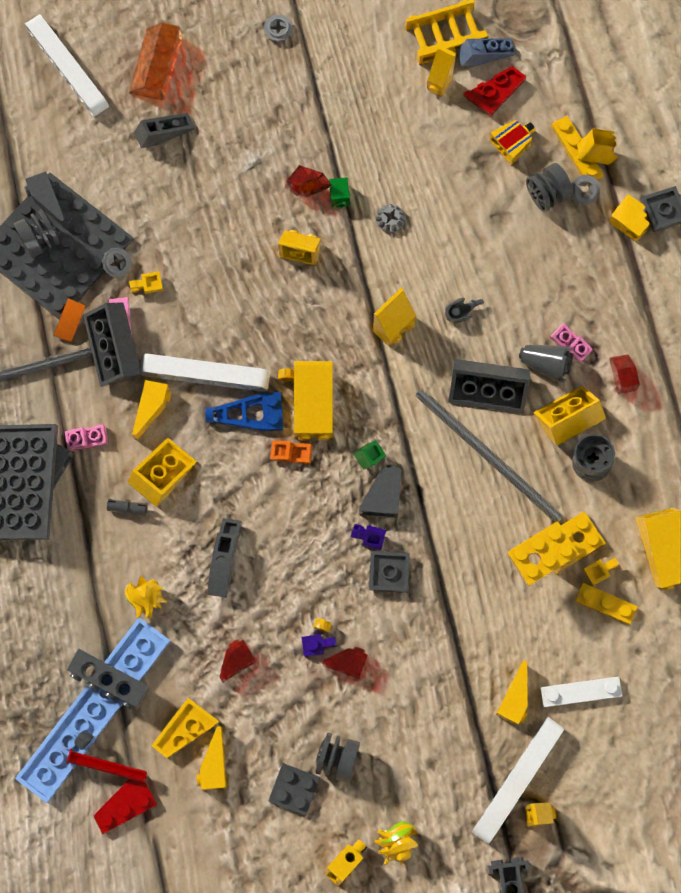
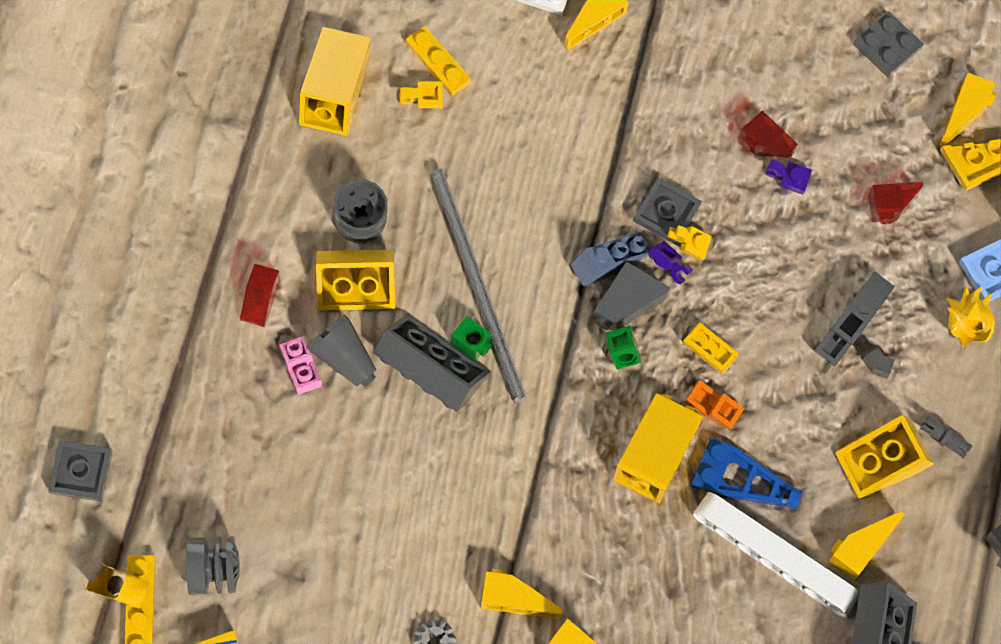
camera: 160 degrees left, 5 degrees down
(86, 438) = (960, 549): bright pink slope -> none
(194, 536) = (878, 363): none -> flat silver piece
(286, 375) = (674, 499): yellow axle -> none
(312, 488) = (710, 348): none -> yellow plate
(322, 625) = (775, 190): yellow axle -> none
(337, 757) = (824, 38): dark grey wheel -> none
(356, 265) = (511, 595): none -> yellow slope
(361, 555) = (693, 241): none -> yellow plate
(394, 318) = (507, 494): yellow slope -> none
(409, 518) = (609, 258): none -> sand blue slope
(458, 311) = (418, 471): dark grey piece -> none
(478, 408) = (471, 328): none -> green brick
(555, 548) = (471, 122): yellow bracket -> none
(594, 188) = (169, 537): light grey gear -> none
(630, 218) = (131, 478): yellow piece -> none

